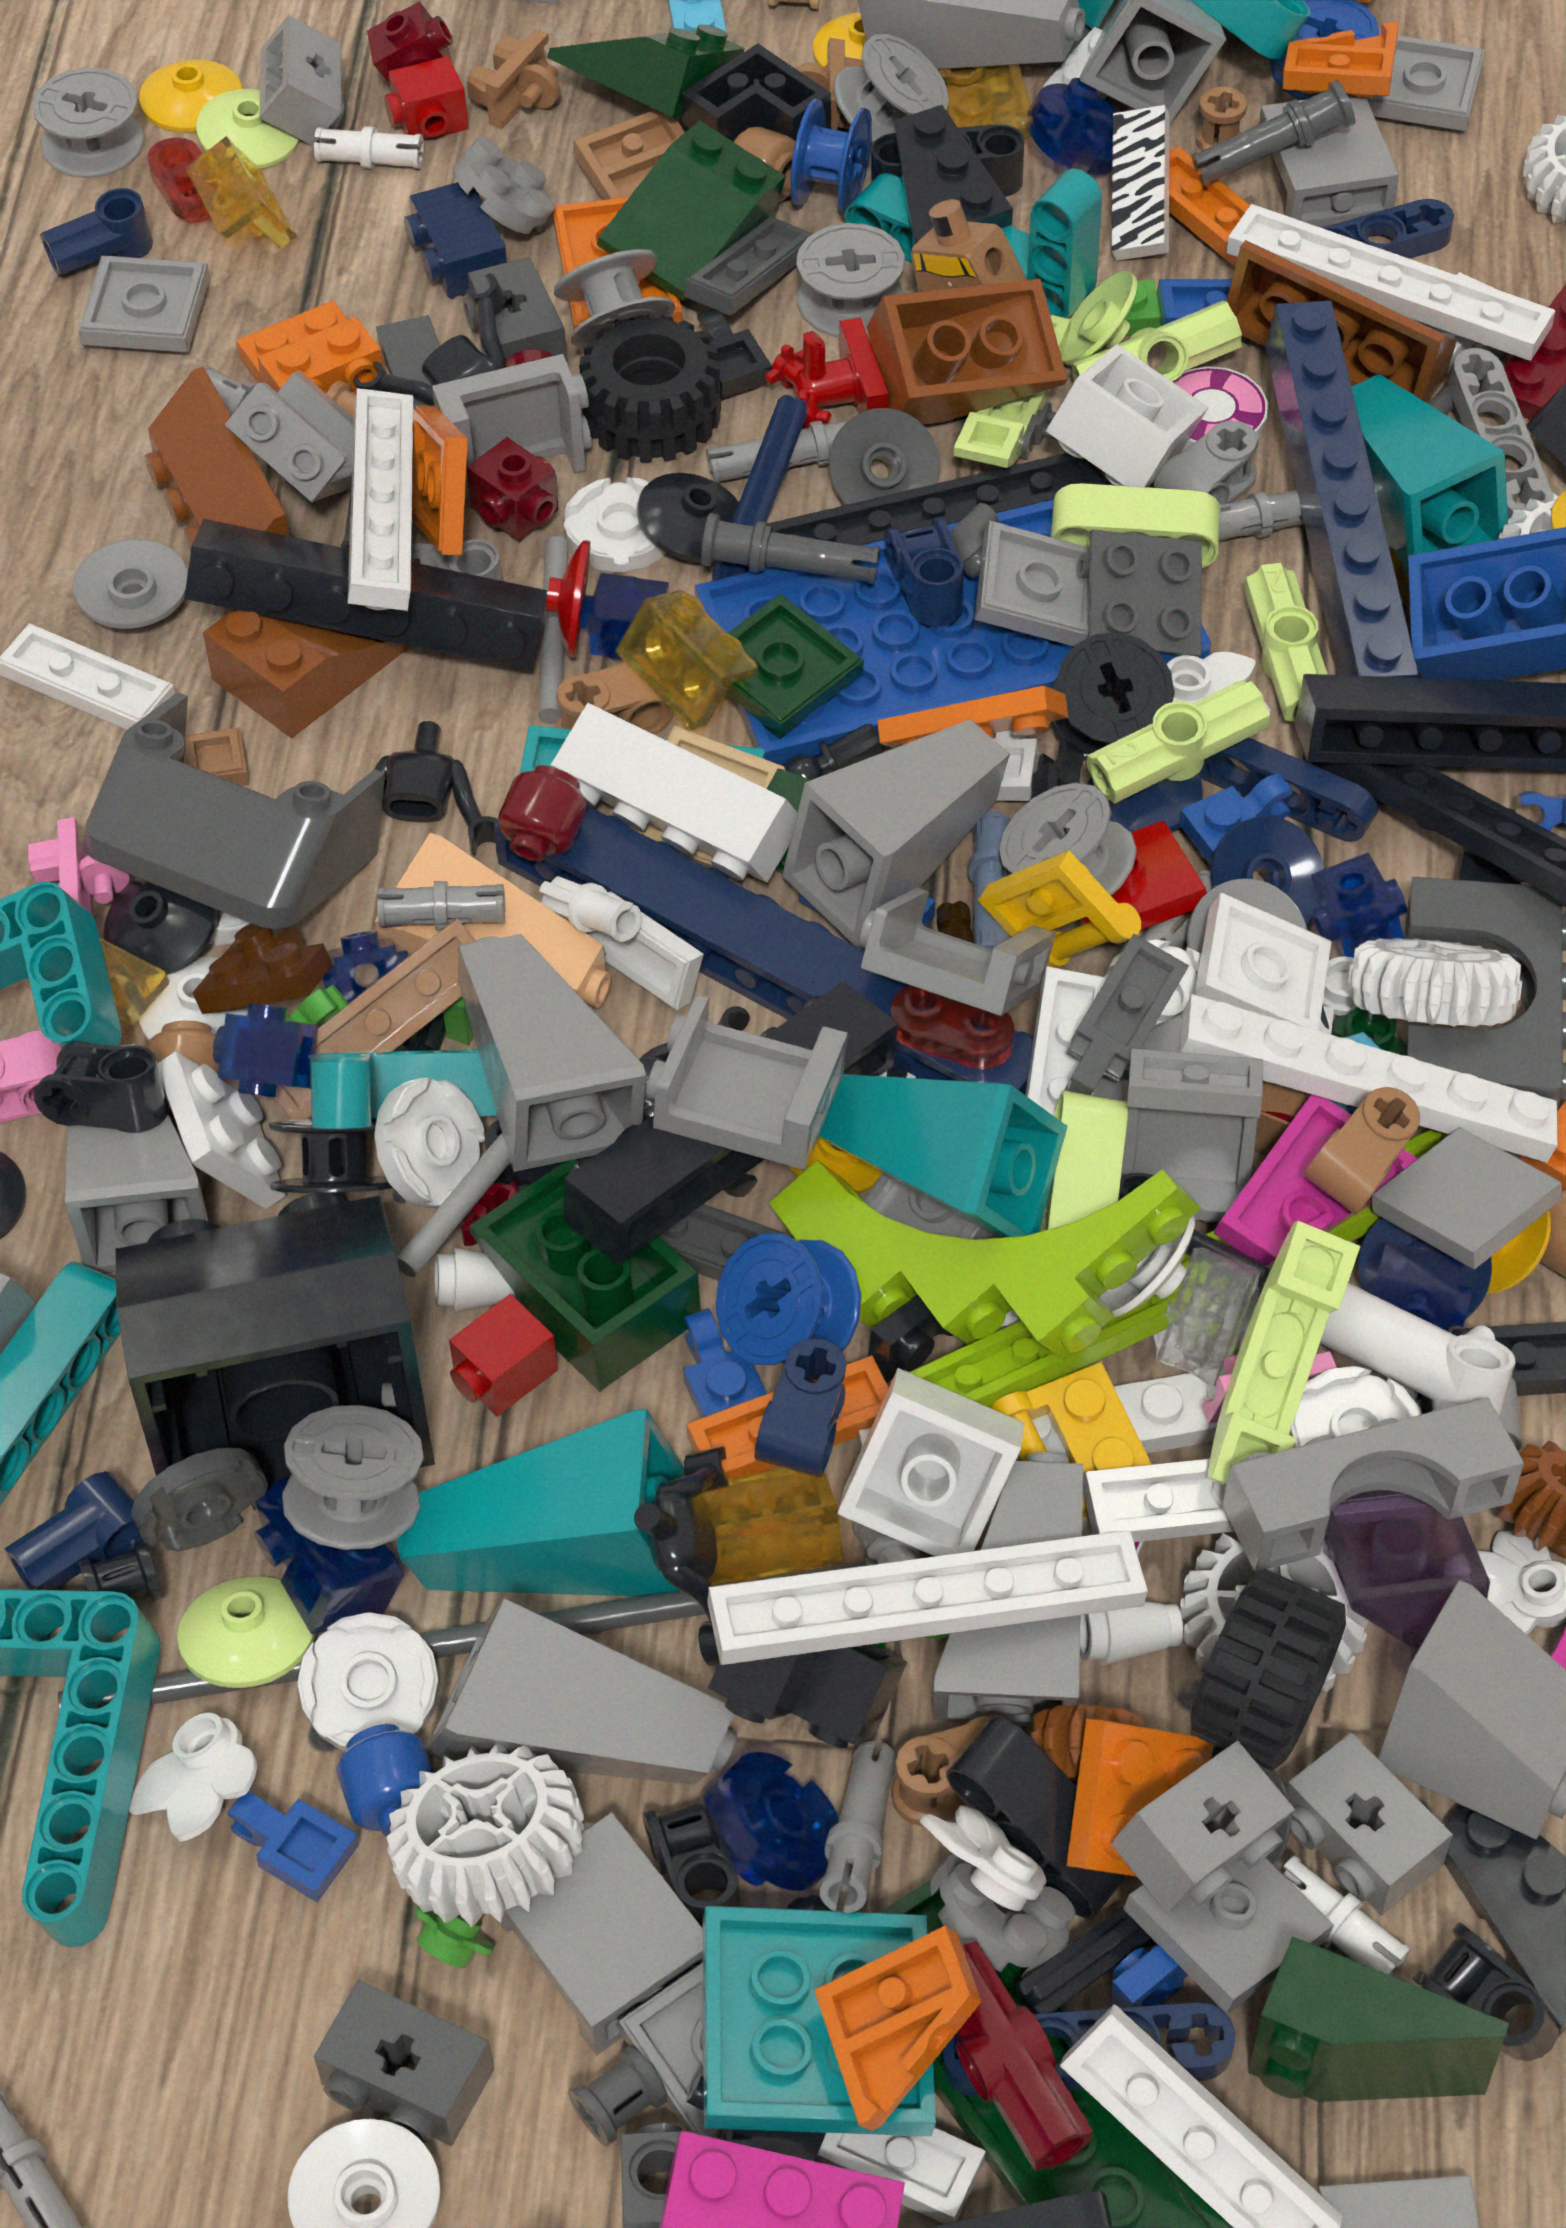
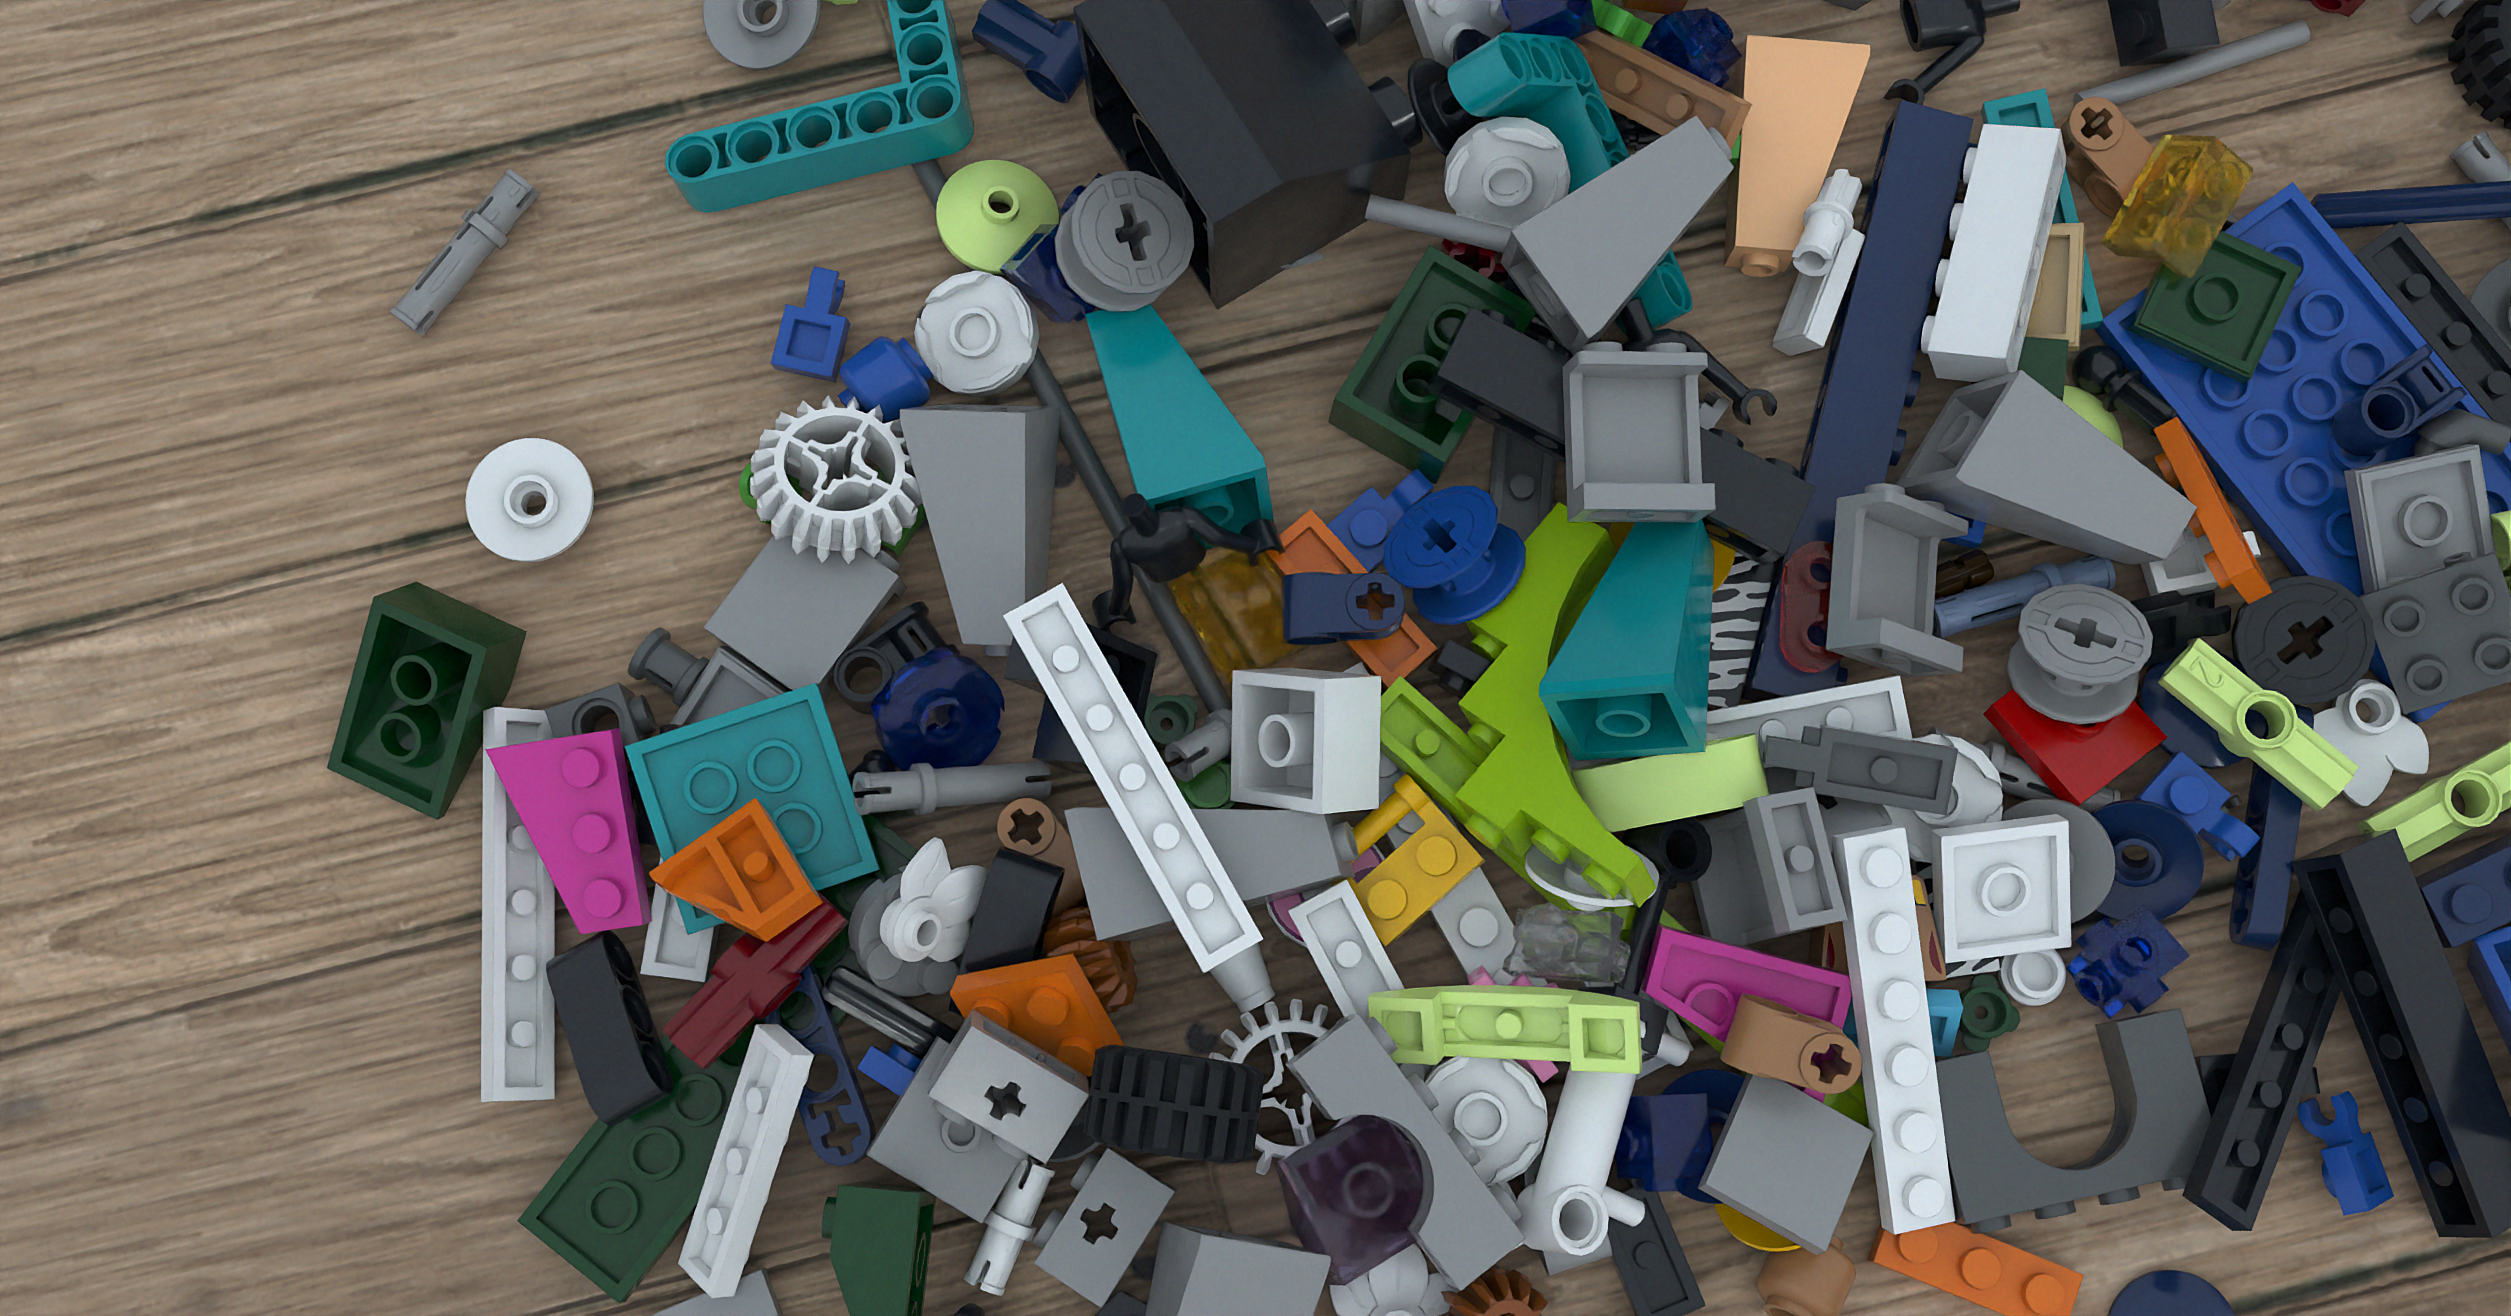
camera: 70 degrees right, 25 degrees up
(126, 1574) = (988, 86): black bush -> none
(196, 1776) = (848, 230): white plate -> none
(198, 1498) = (1084, 125): dark grey tile -> none
(385, 2033) = (660, 517): dark grey brick -> none
(441, 905) = (1778, 86): light grey pin -> none
(467, 1281) = (1394, 261): white cone -> none
(502, 1356) = (1321, 324): red brick -> none
(542, 813) = (1916, 137): dark red head -> none
(567, 595) = (2216, 69): red dish -> none
(609, 520) = (2355, 83): white tile -> none
(614, 608) = (2235, 118): clear blue brick -> none
(676, 511) = (2366, 135): black dish -> none
(761, 547) = (2358, 230): dark grey pin -> none
(1054, 896) = (1992, 667): yellow plate -> none
(1435, 982) = (2048, 1065): white gear -> none

